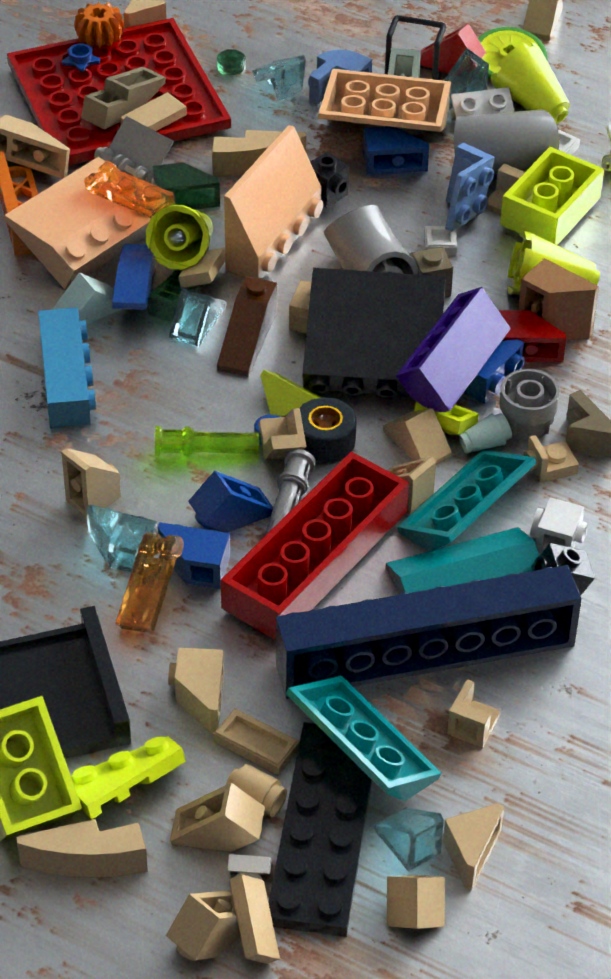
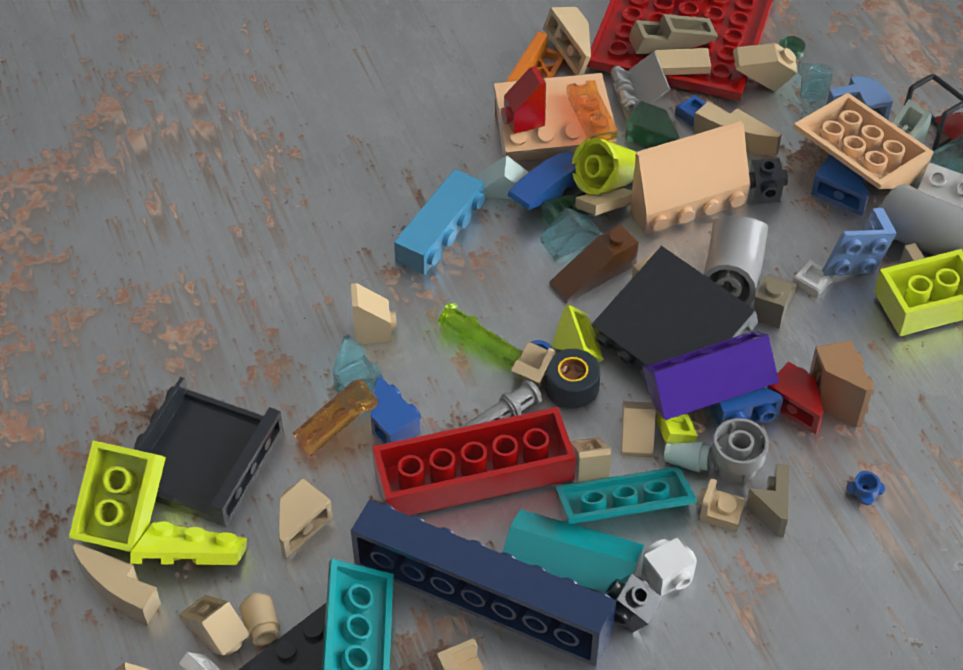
camera: 40 degrees right, 5 degrees up
(69, 207) = (526, 102): none -> red slope
(198, 155) = (687, 109): none -> blue tile
(228, 503) = (450, 392): blue slope -> none
(234, 80) = (766, 64): none -> tan slope
(256, 741) = (301, 582): tan tile -> none
(534, 250) = (879, 356): neon yellow cone -> none

